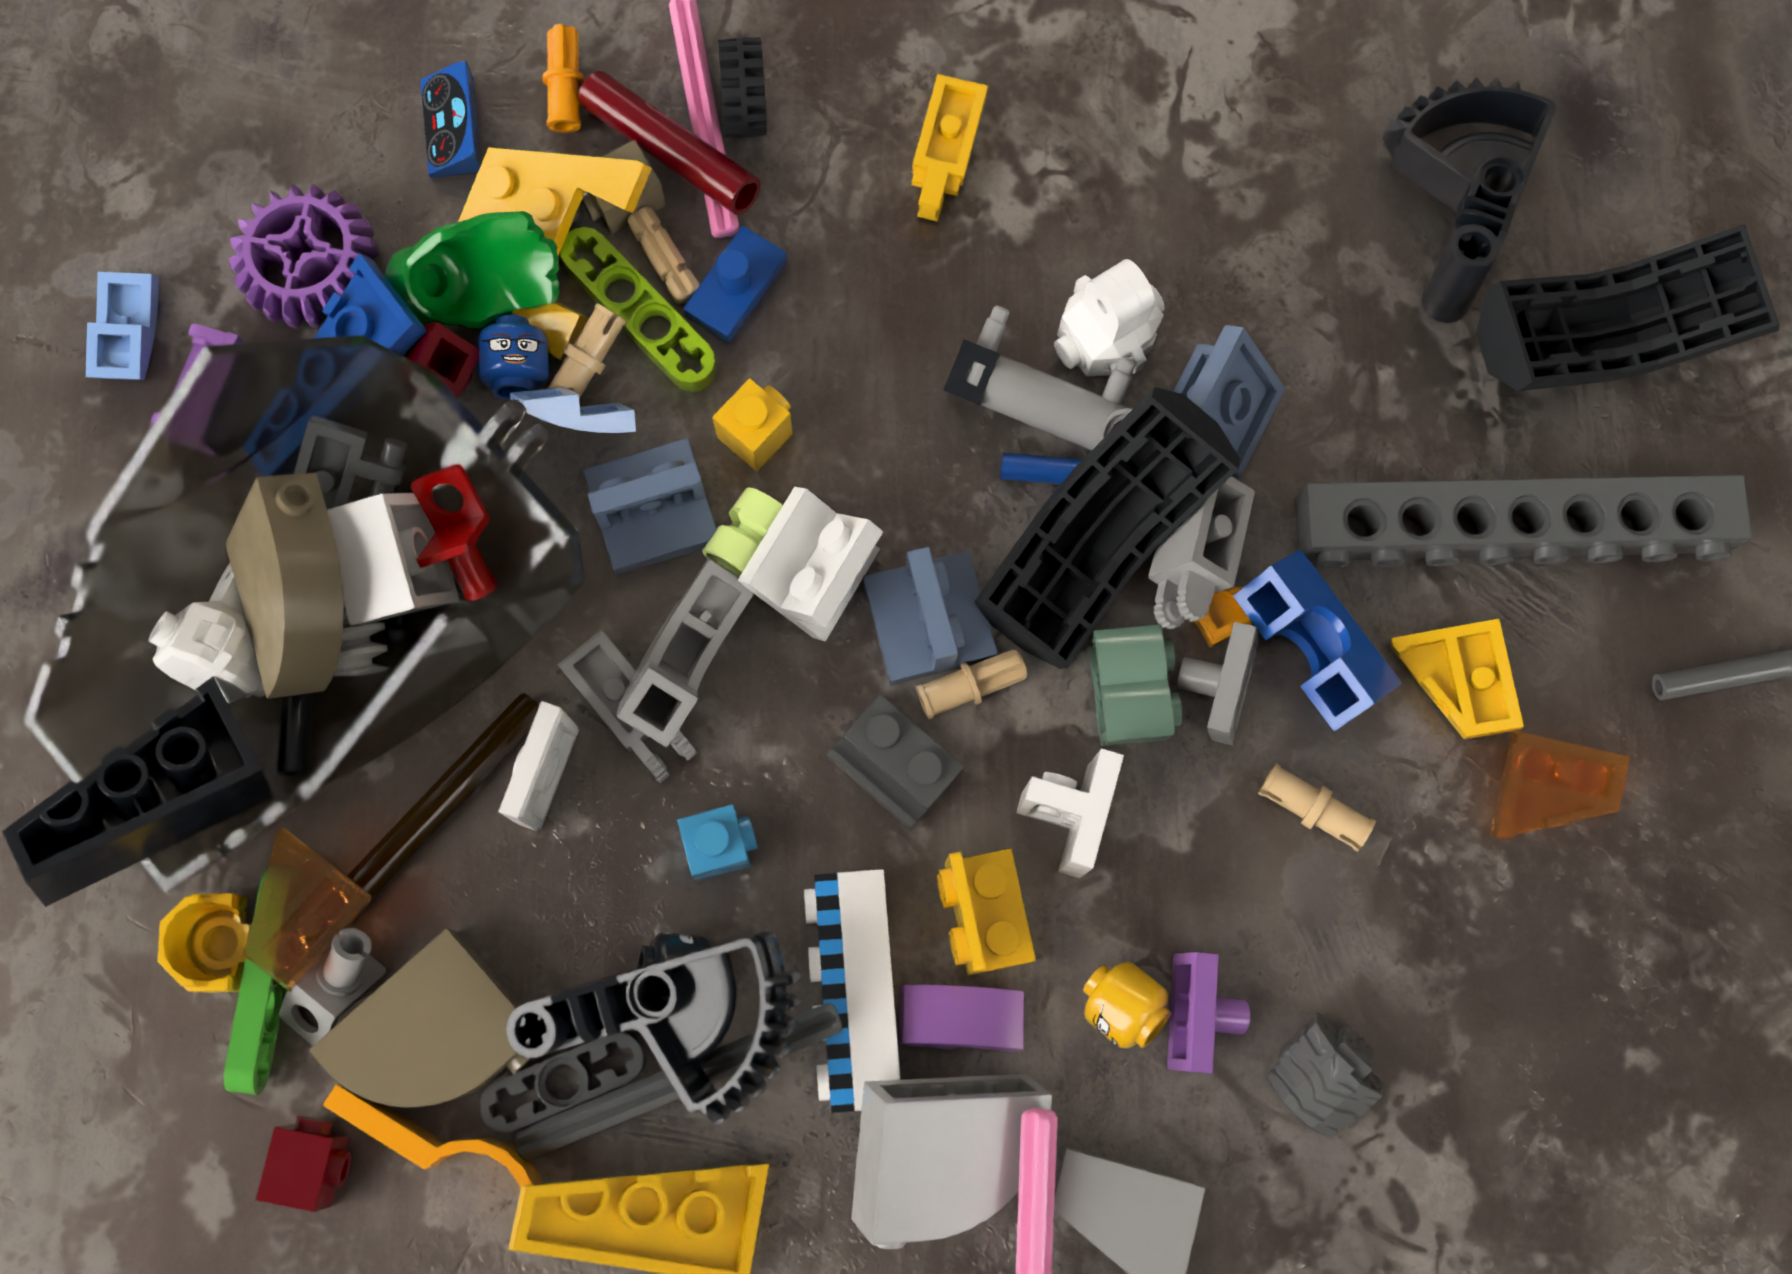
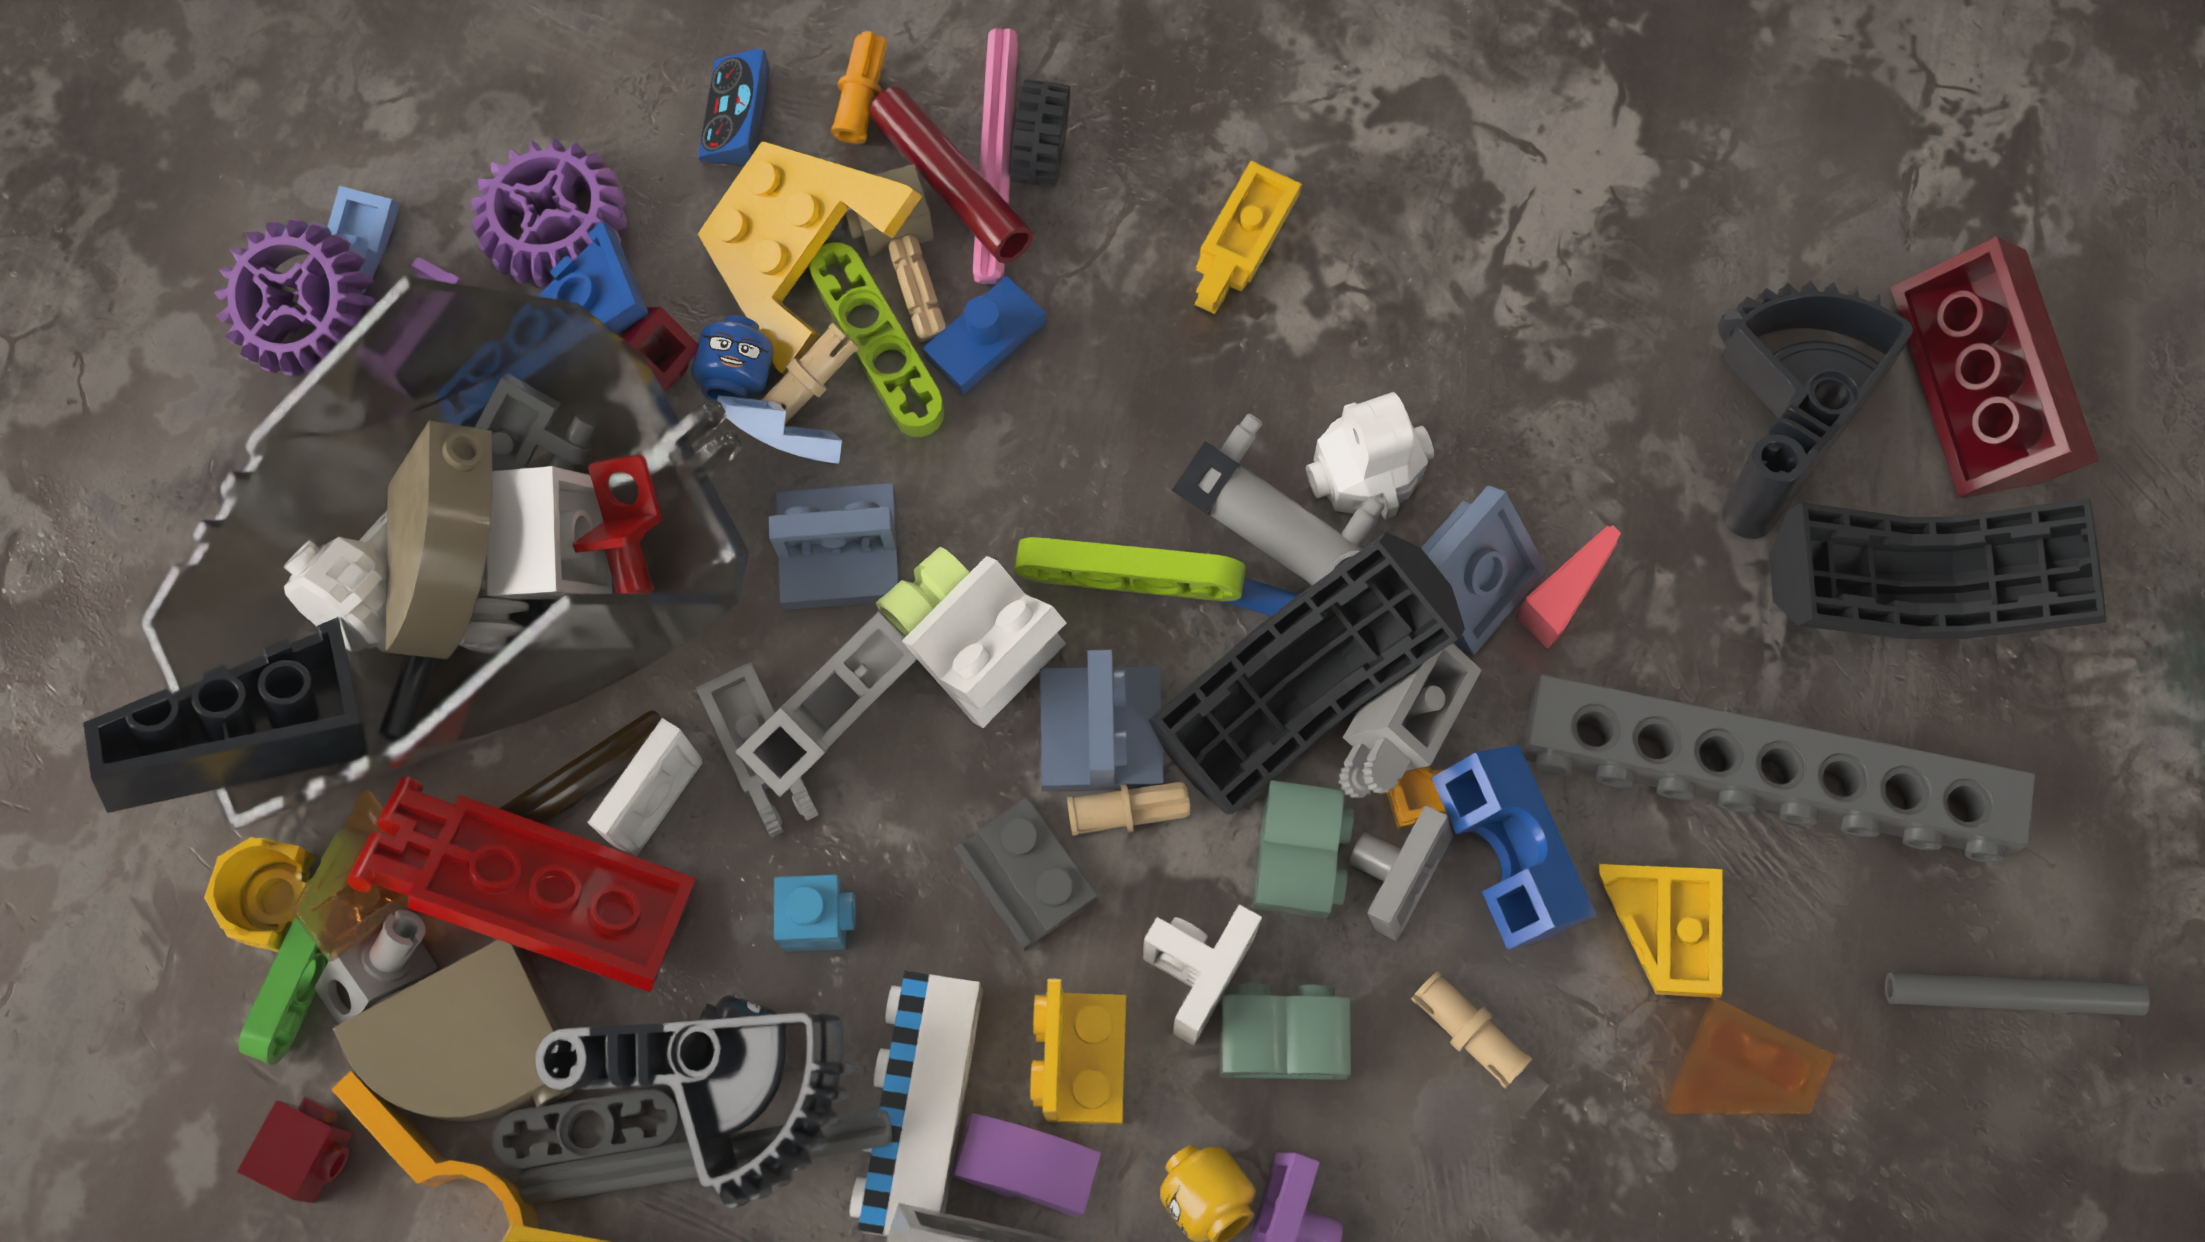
camera: 20 degrees right, 5 degrees down
(64, 422) = (263, 306): none -> medium lavender gear
(450, 878) = (525, 883): none -> red hinge
(477, 270) = (716, 263): green hair -> none
(754, 423) = (965, 482): yellow brick -> none
(922, 469) = (1130, 569): none -> lime beam
(1159, 850) = (1285, 1034): none -> sand green brick
(1303, 414) = (1558, 597): none -> coral slope
(1627, 128) = (1993, 371): none -> dark red slope

